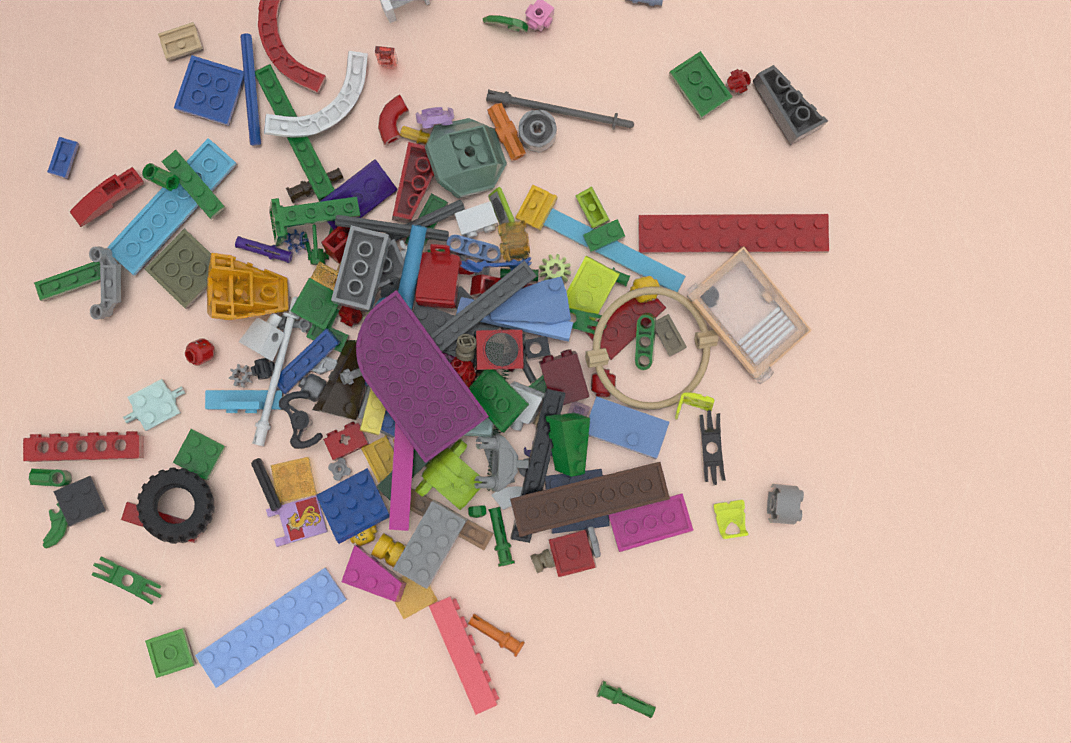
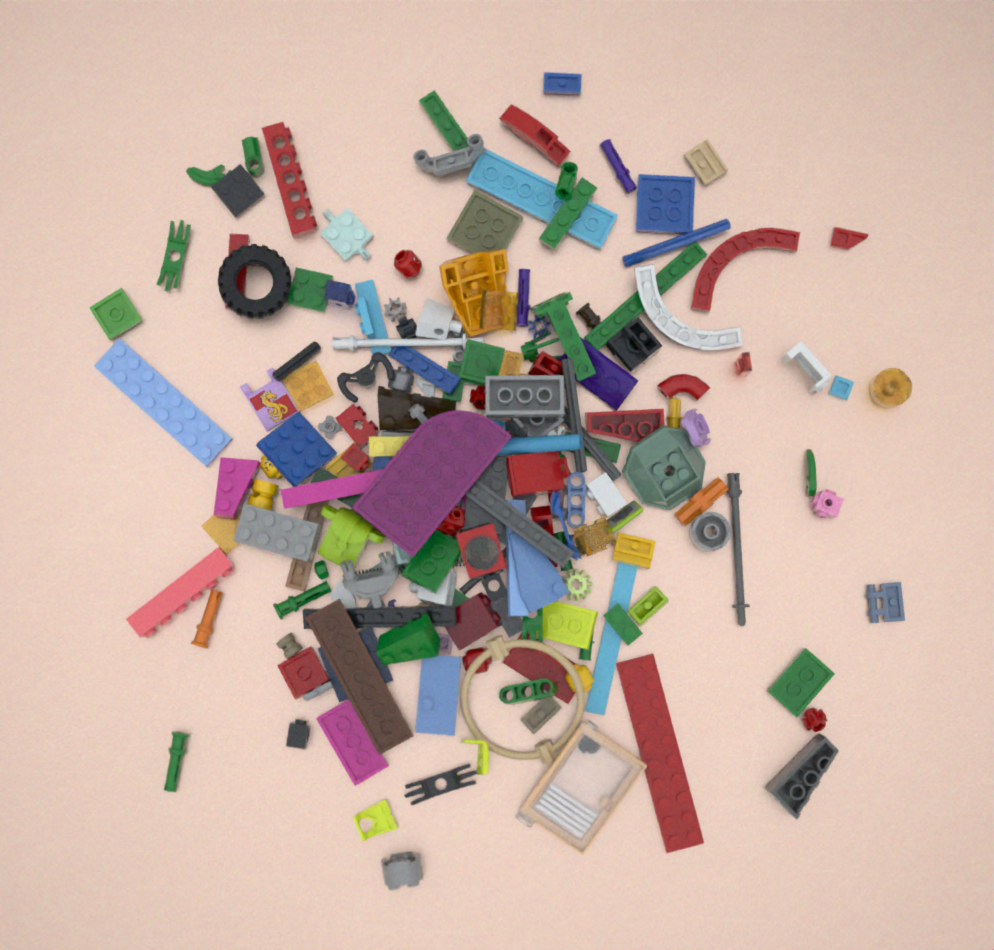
camera: 70 degrees right, 0 degrees up
(167, 123) = (621, 172): none -> dark purple pin
(212, 425) = (339, 295): none -> clear blue brick
(269, 274) = (499, 310): none -> clear yellow plate
(338, 153) = (634, 344): none -> black brick
(377, 449) = (356, 458): none -> red bracket
(465, 347) = (474, 517): dark tan wheel -> none
(576, 342) = (511, 624): none -> dark grey plate
(630, 573) = (298, 734): none -> black brick

